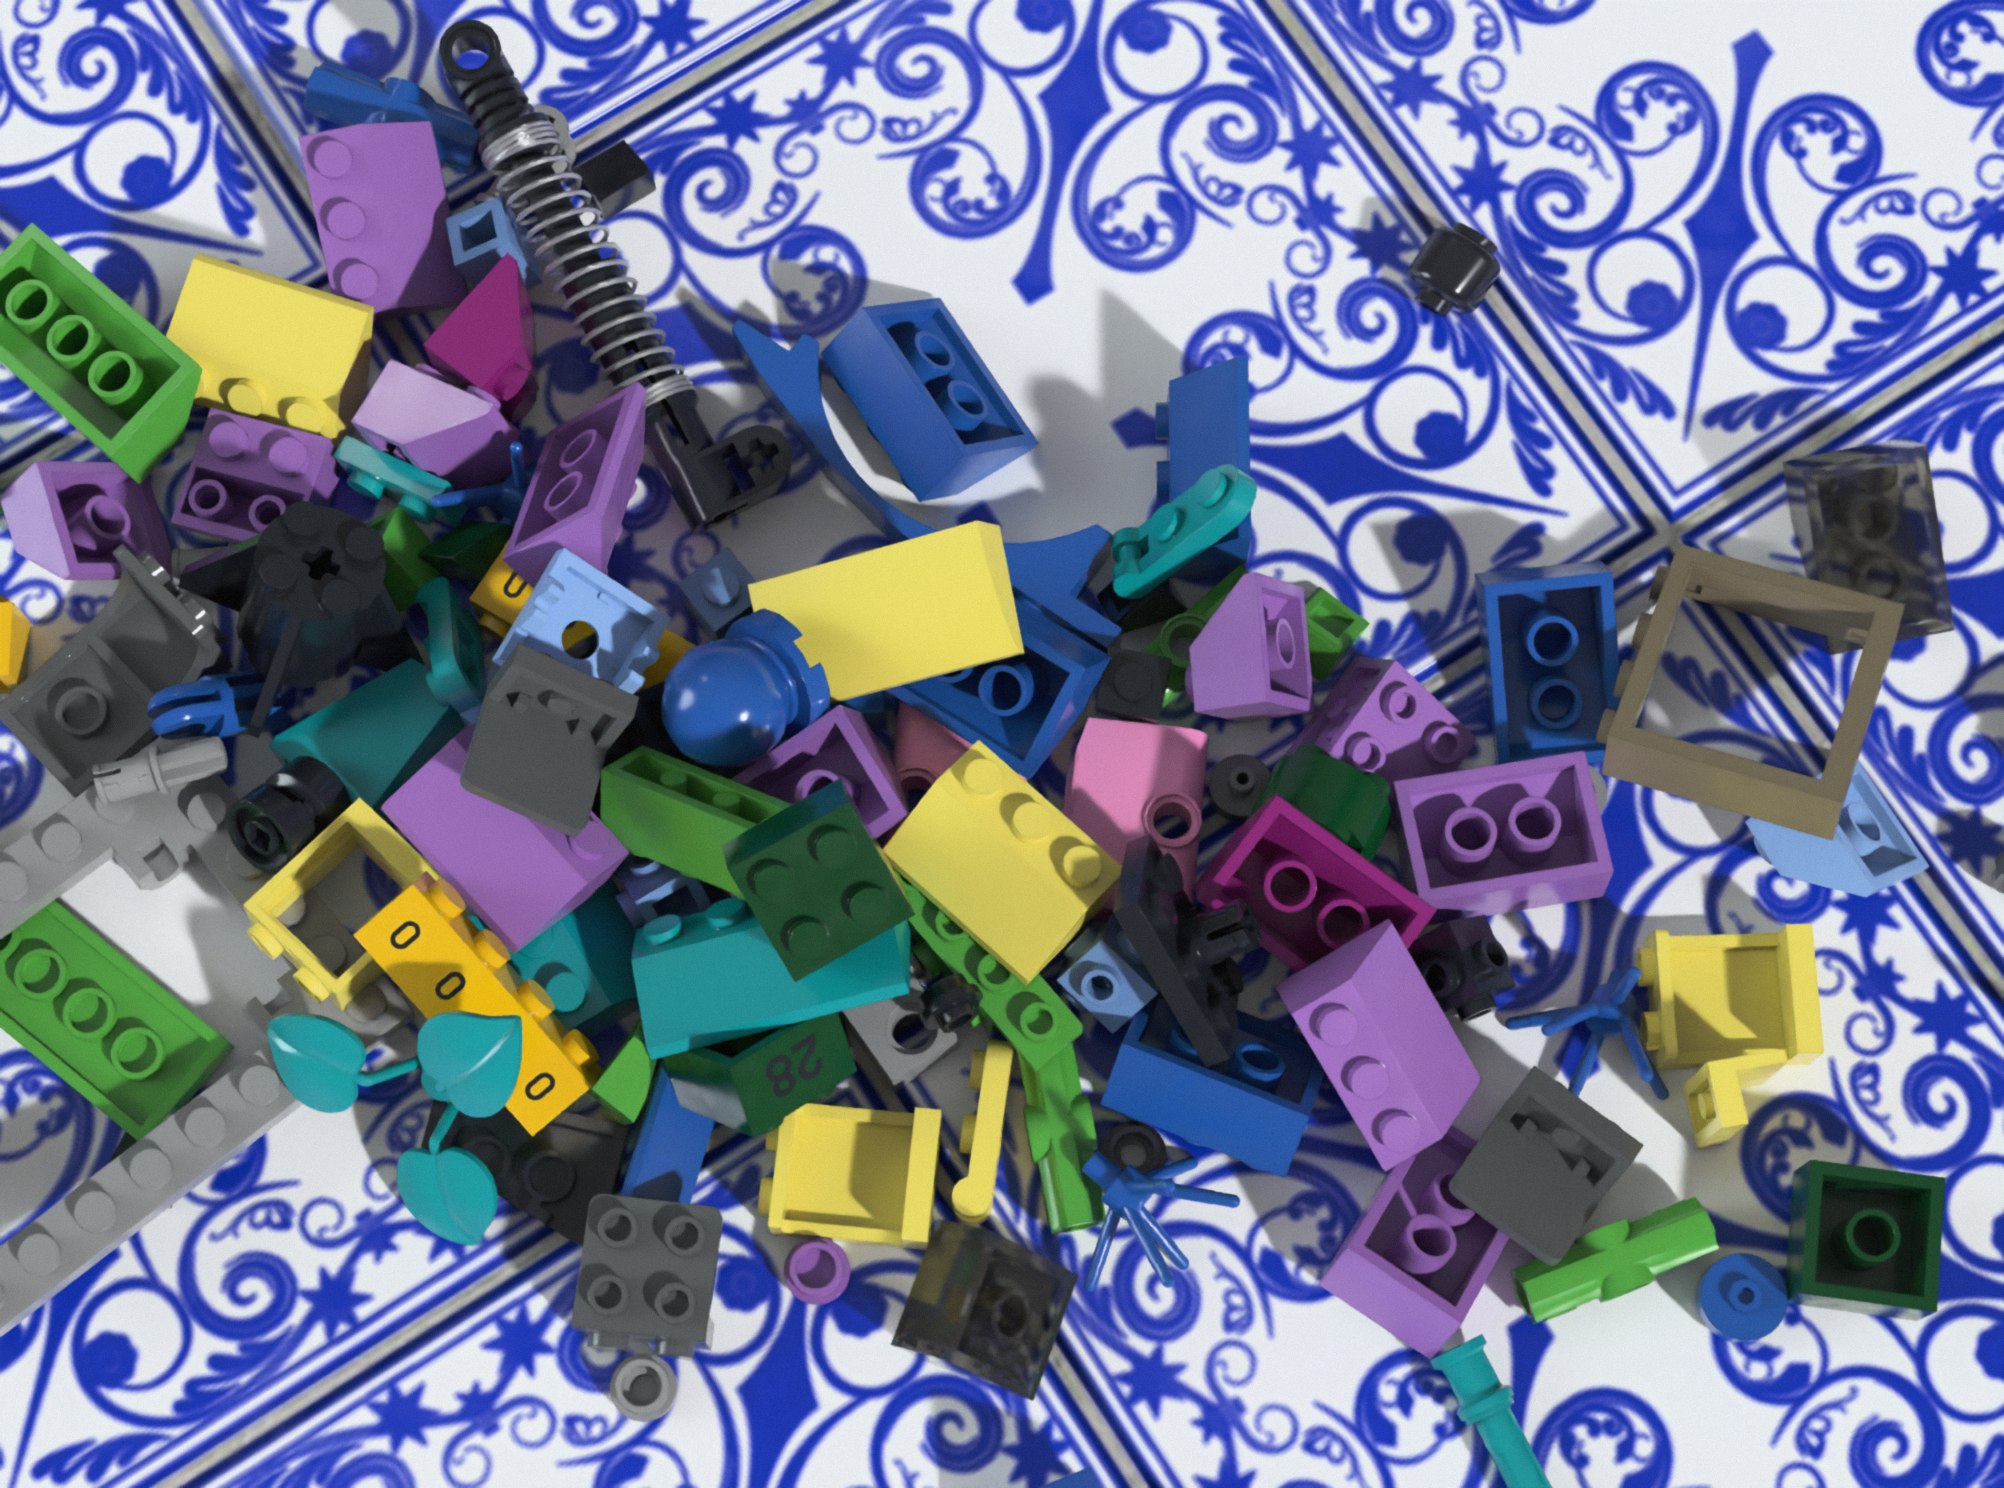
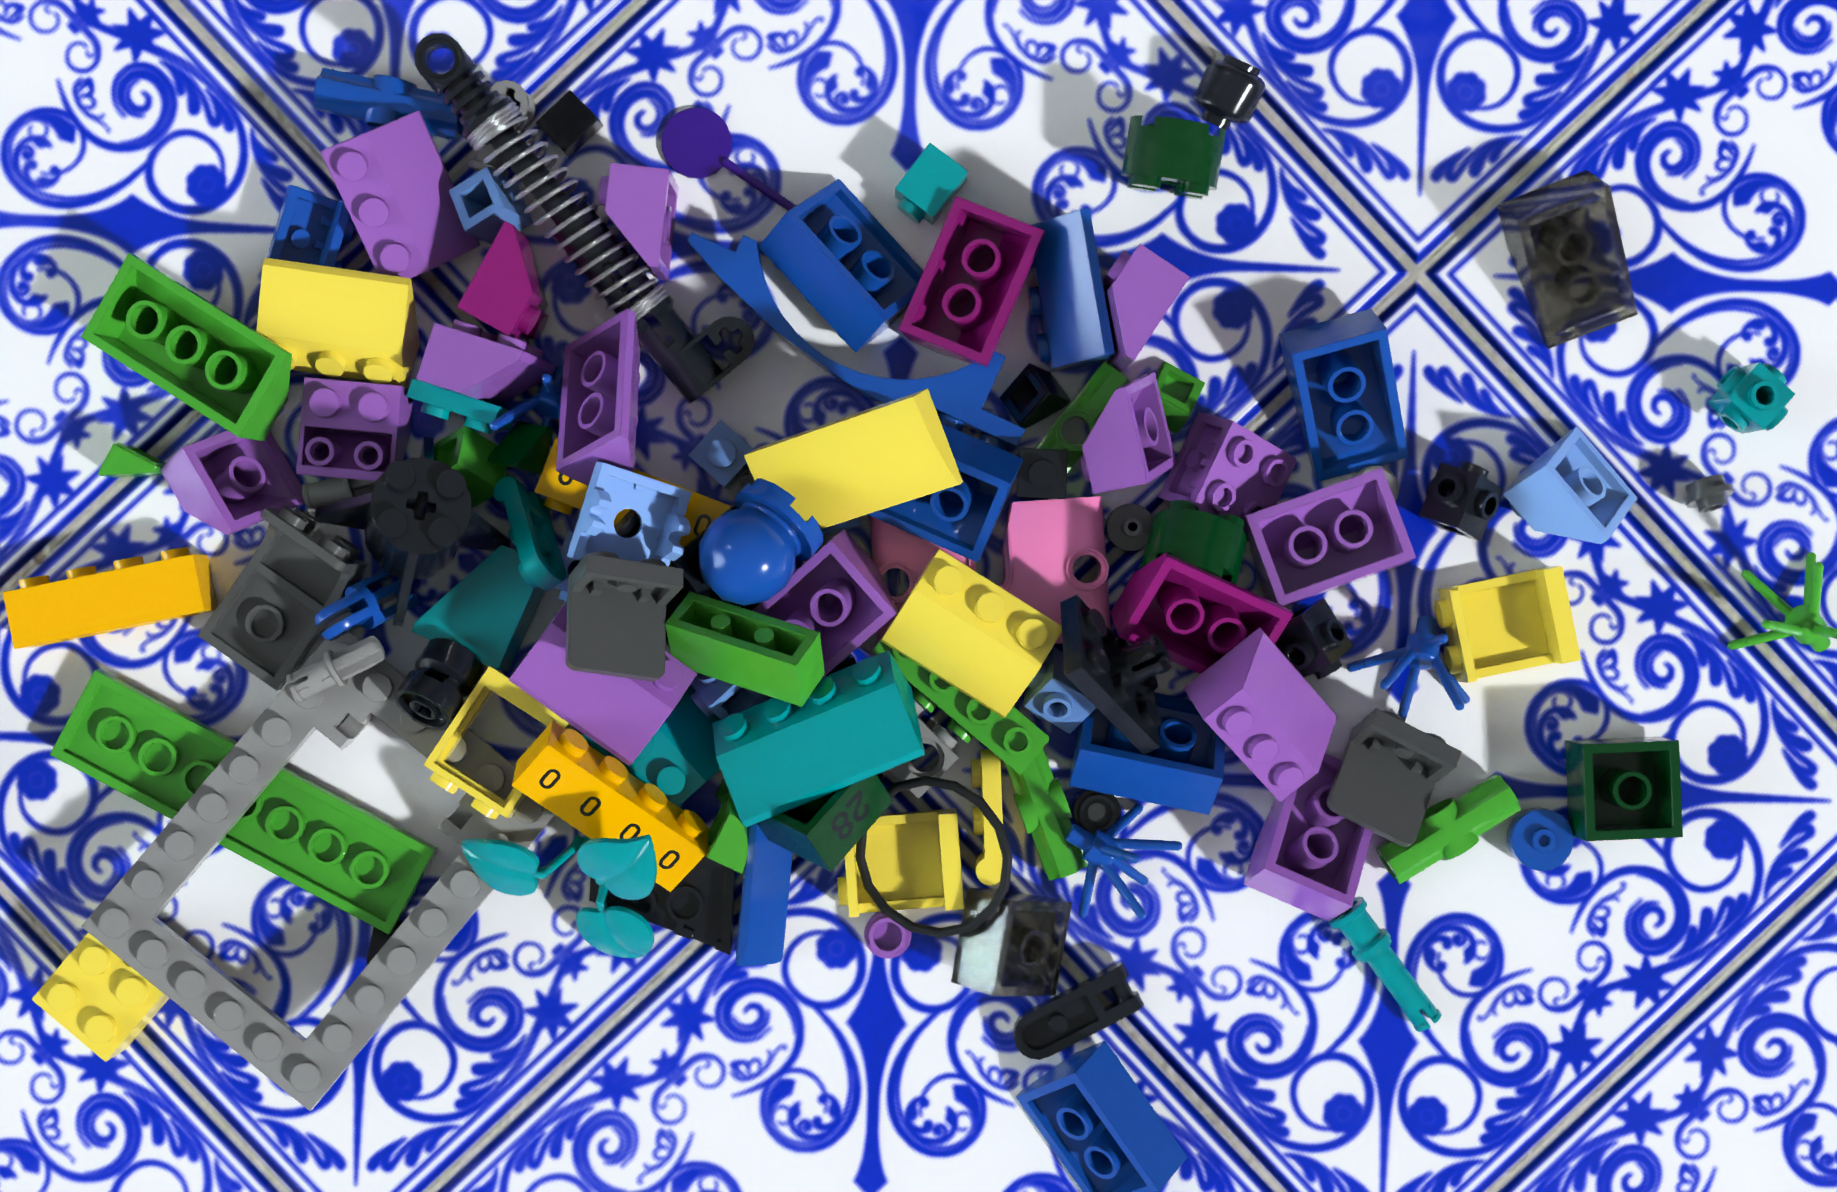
camera: 10 degrees left, 15 degrees up
(267, 236) = (310, 229): none -> blue bracket
(625, 1377) = (776, 1050): light grey plate -> none
(648, 1275) = (771, 966): dark grey bracket -> none
(687, 280) = (644, 210): none -> medium lavender slope
(772, 231) = (700, 144): none -> dark purple piece
(817, 880) = (845, 694): dark green brick -> none
(949, 1003) = (951, 741): black plate -> none
(991, 1188) = (1004, 847): none -> black piece
(1053, 319) = (929, 185): none -> teal brick
(1055, 1427) = (1075, 1014): none -> black plate
(1079, 435) = (971, 282): none -> magenta slope
(1180, 530) = (1060, 351): teal plate -> none
(1300, 480) = (1137, 298): none -> medium lavender slope
(1368, 328) = (1173, 155): none -> dark green brick
(1683, 832) = (1461, 500): none -> black brick
(1716, 1095) = (1508, 706): light yellow panel -> none
(1727, 779) = (1486, 479): dark tan window -> none

